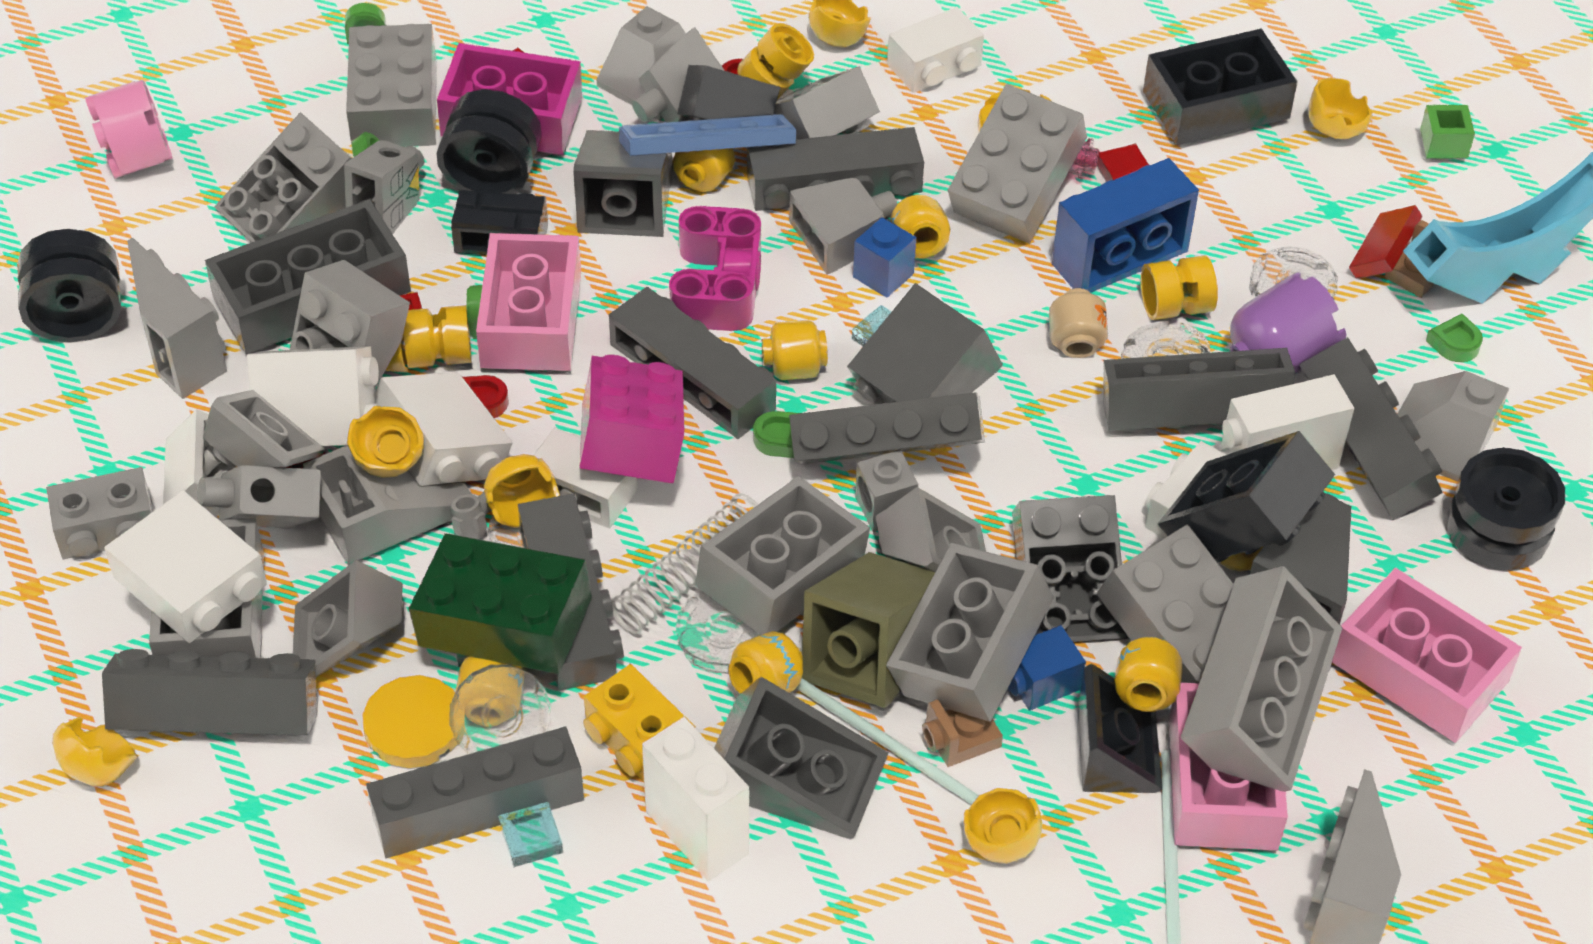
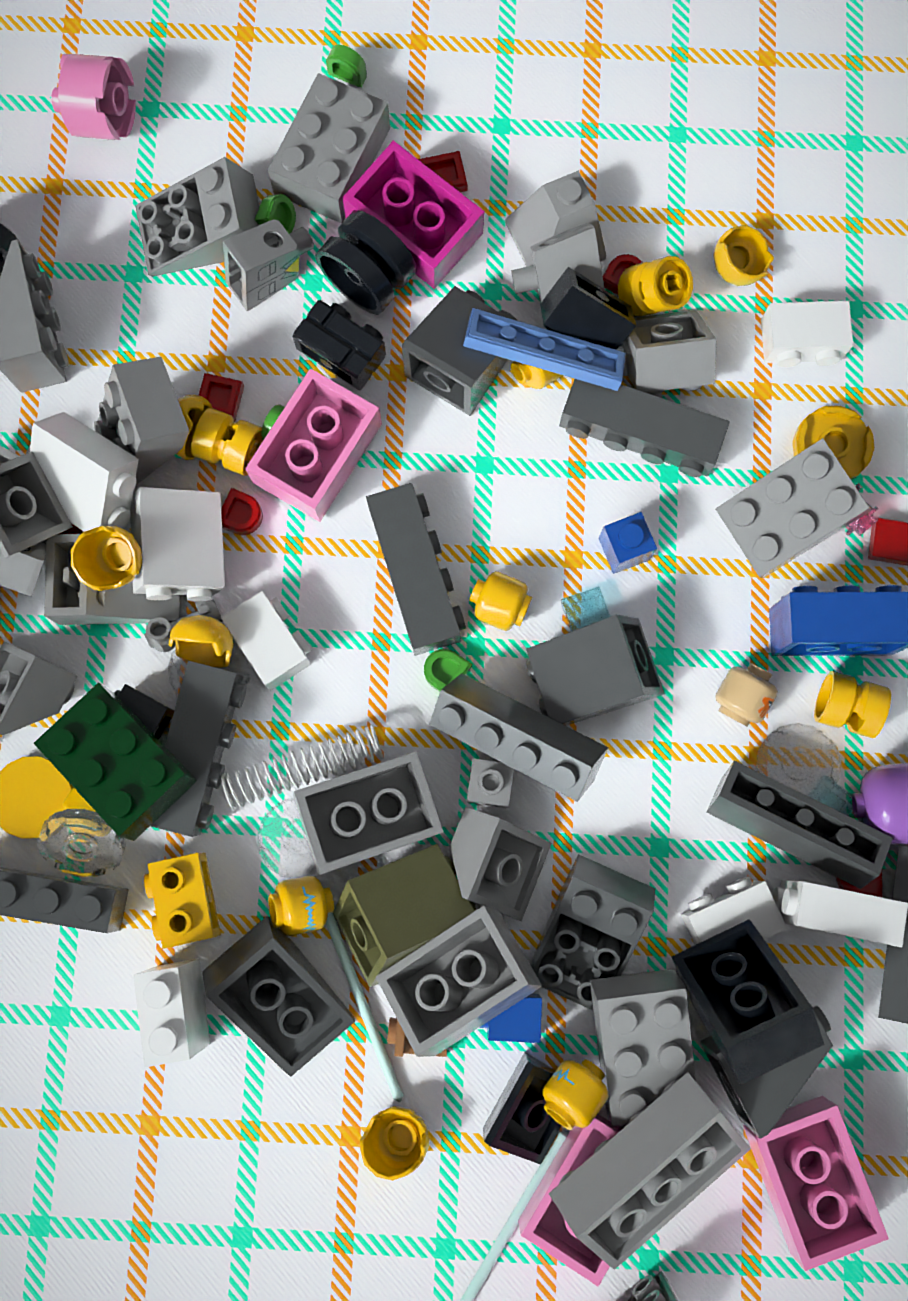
camera: 30 degrees right, 30 degrees up
(263, 280) = (184, 322): dark grey brick -> none
(531, 834) = (63, 946): clear light blue tile -> none
(632, 419) = (319, 622): dark pink brick -> none
(730, 241) = (502, 491): dark pink beam -> none
(834, 216) = (616, 482): light grey torso -> none
(926, 221) = (675, 526): yellow head -> none

